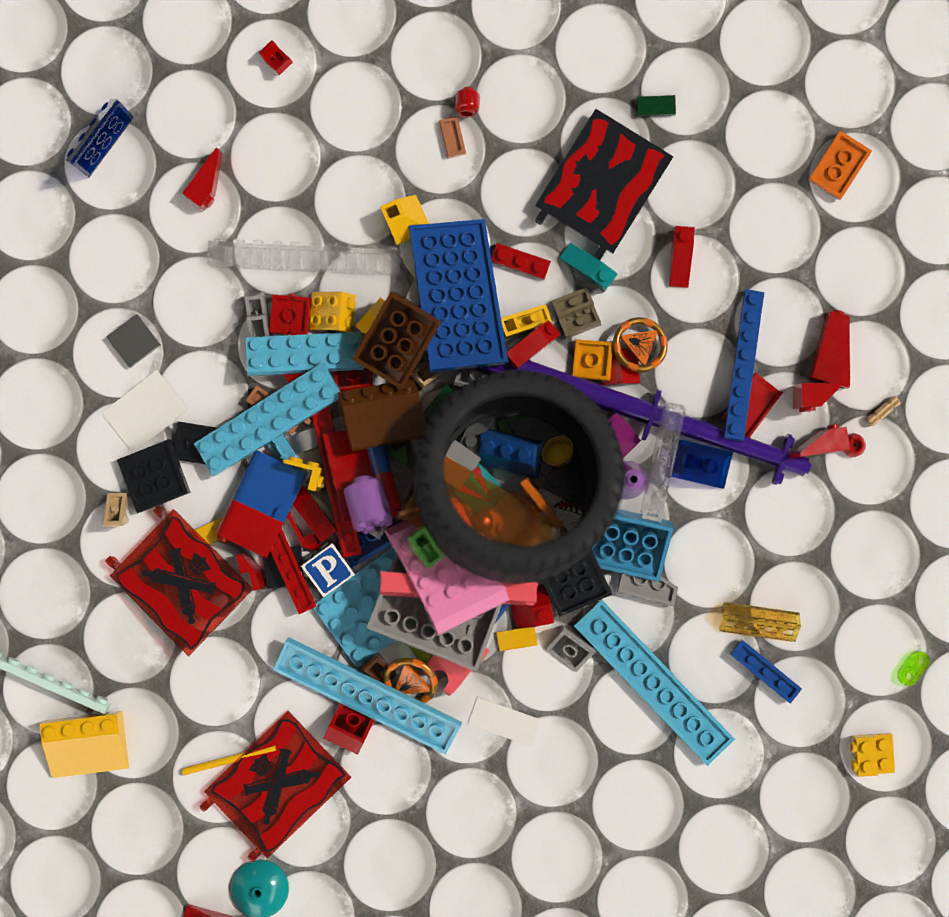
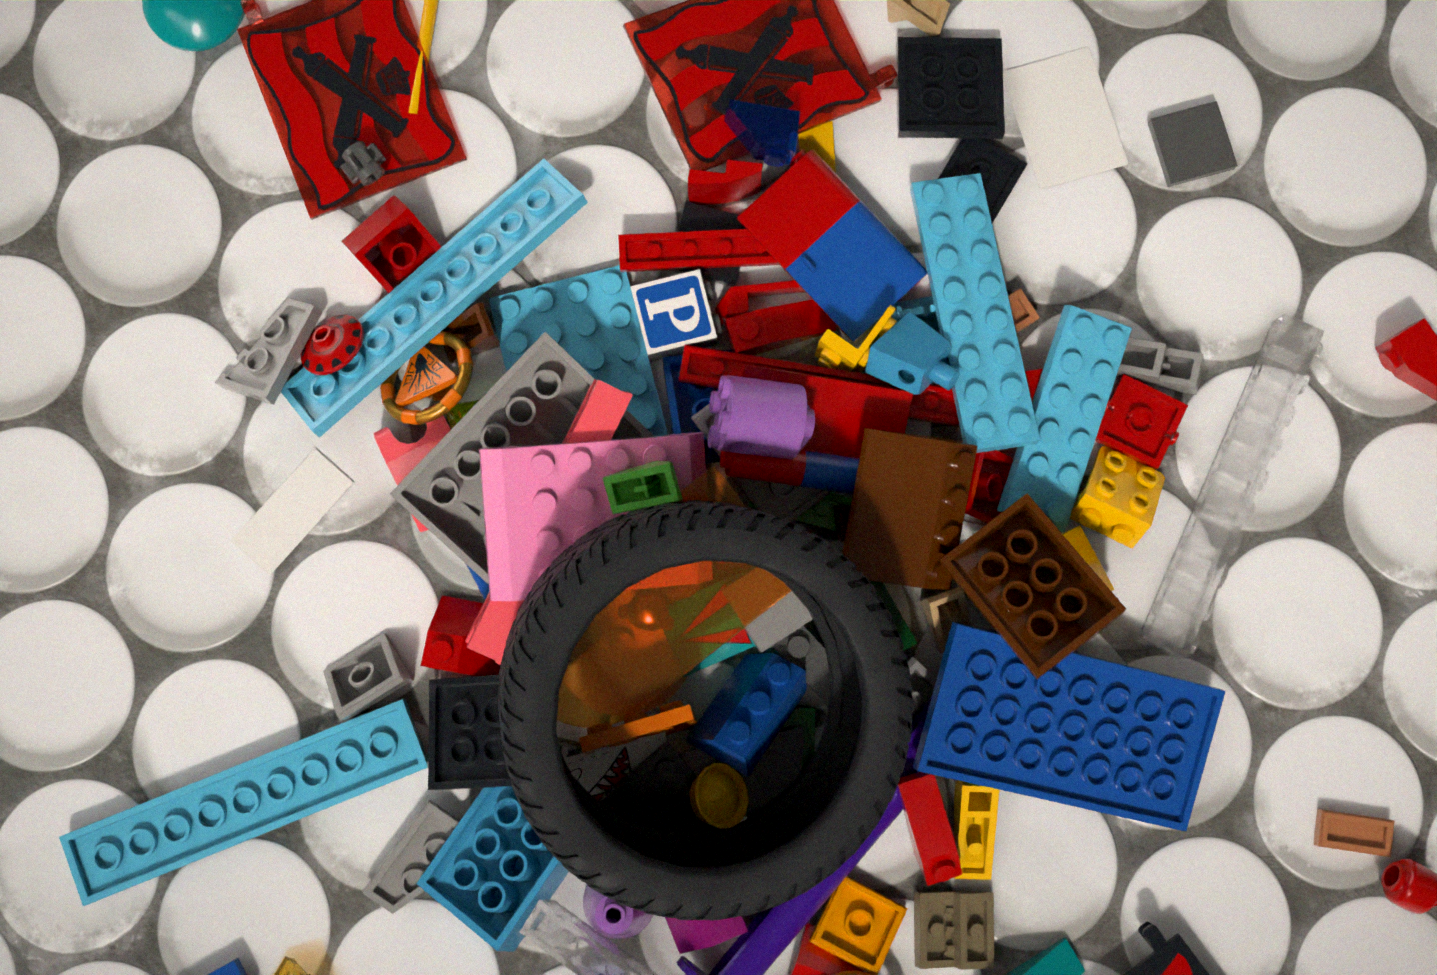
camera: 115 degrees right, 5 degrees down
(217, 560) = (764, 130): none -> clear blue slope
(304, 441) = (912, 357): none -> dark azure torso
(313, 760) = (363, 163): none -> dark grey gear
(401, 214) = (1251, 686): yellow slope -> none
(412, 736) = (332, 345): none -> red dish
(430, 764) = (270, 361): none -> light grey wing
(516, 638) = (423, 589): yellow slope -> none
(520, 261) = (1084, 865): red plate -> none

